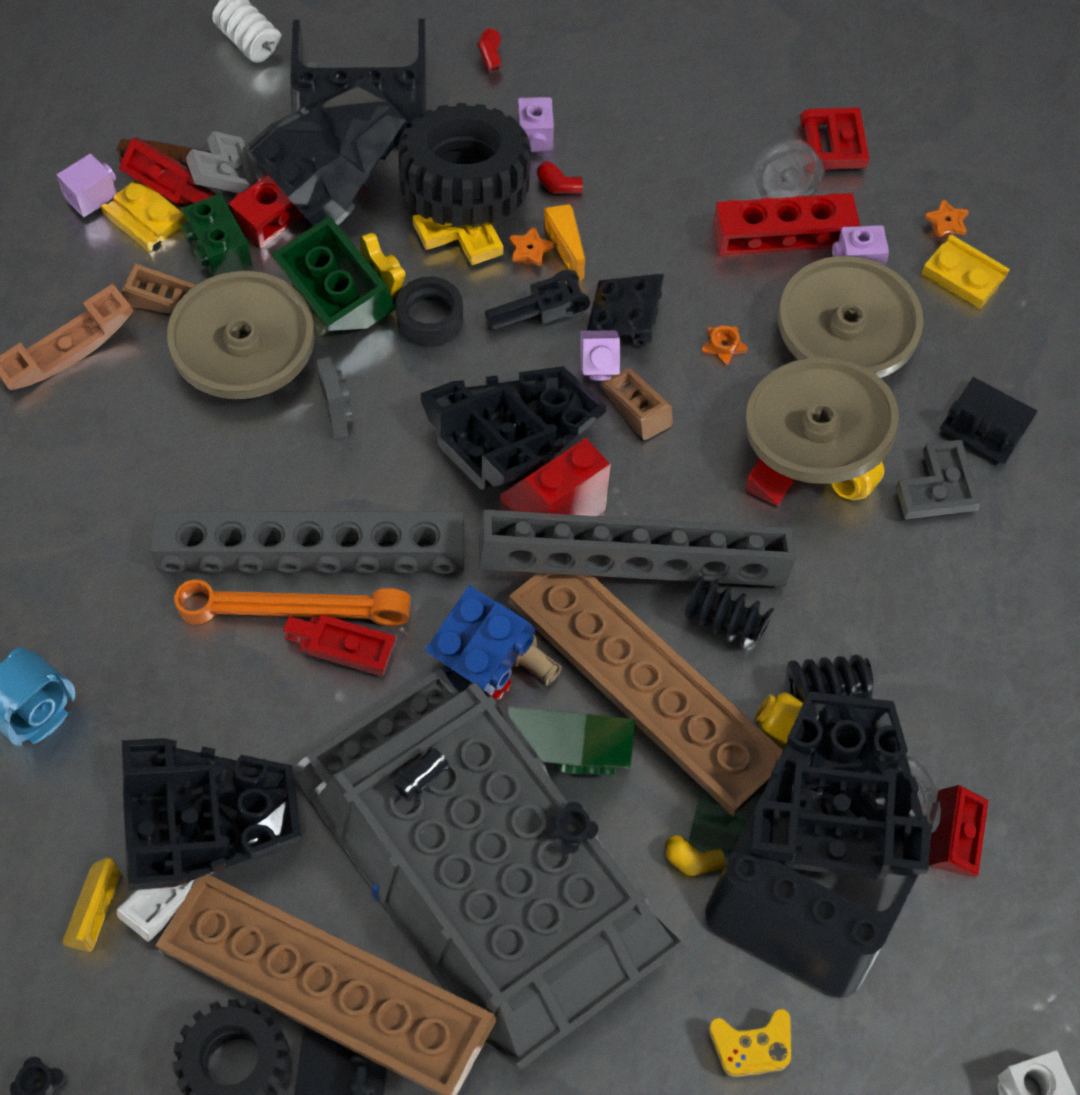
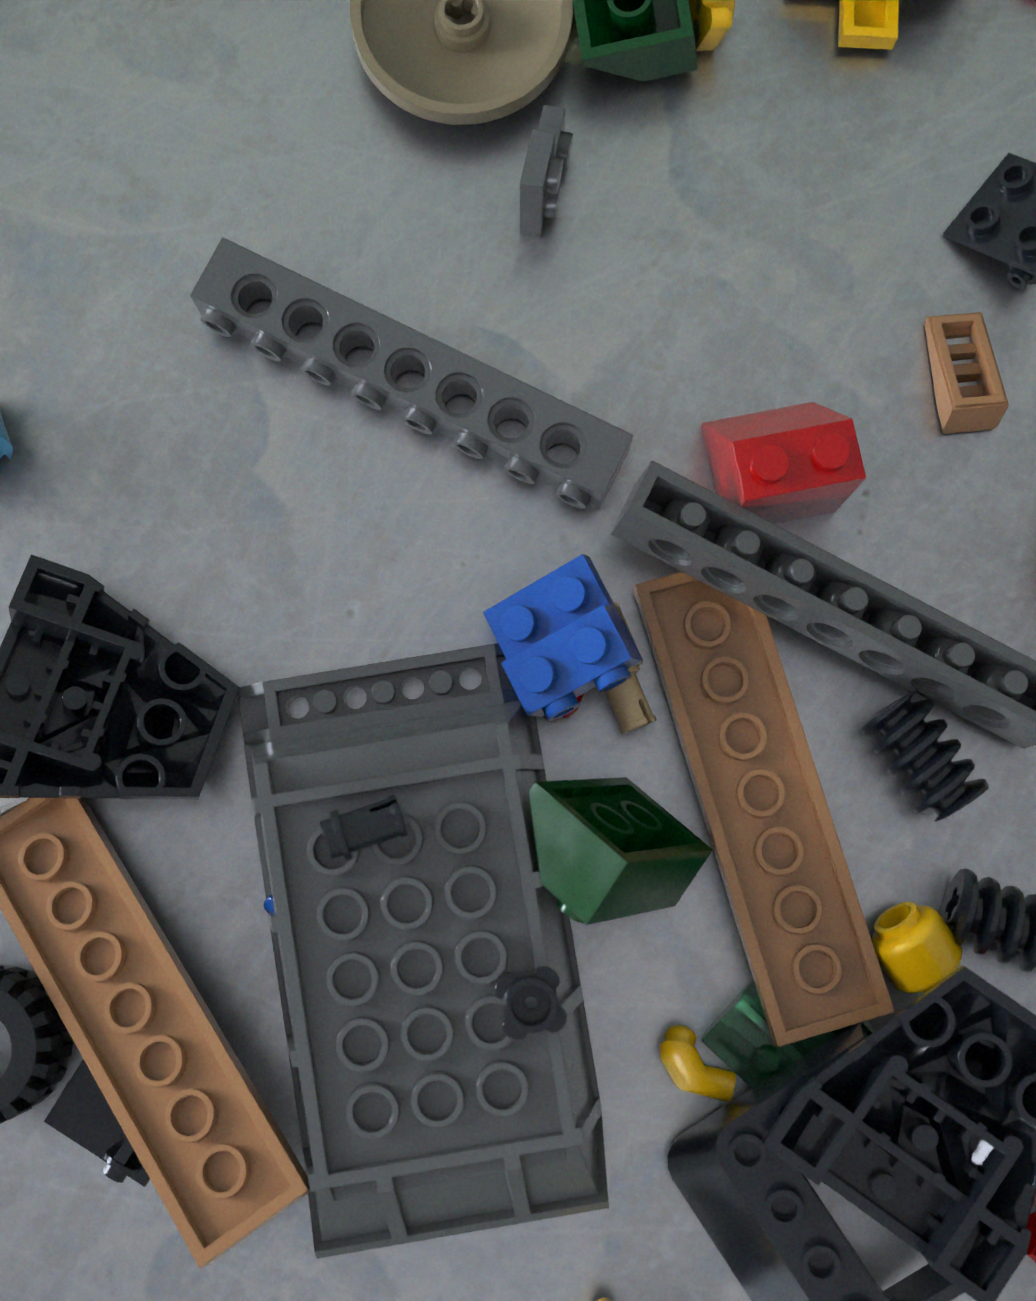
camera: 30 degrees right, 20 degrees up
(342, 642) = (387, 543): red hinge -> none
(383, 607) = (455, 514): orange piece -> none
(429, 289) = (758, 59): black tyre -> none
(510, 426) = (768, 332): black wedge -> none
(526, 255) = (932, 70): orange plate -> none
(547, 298) = (920, 154): black connector -> none
(563, 232) = (995, 57): light orange slope -> none
(600, 354) = (948, 276): lavender brick -> none

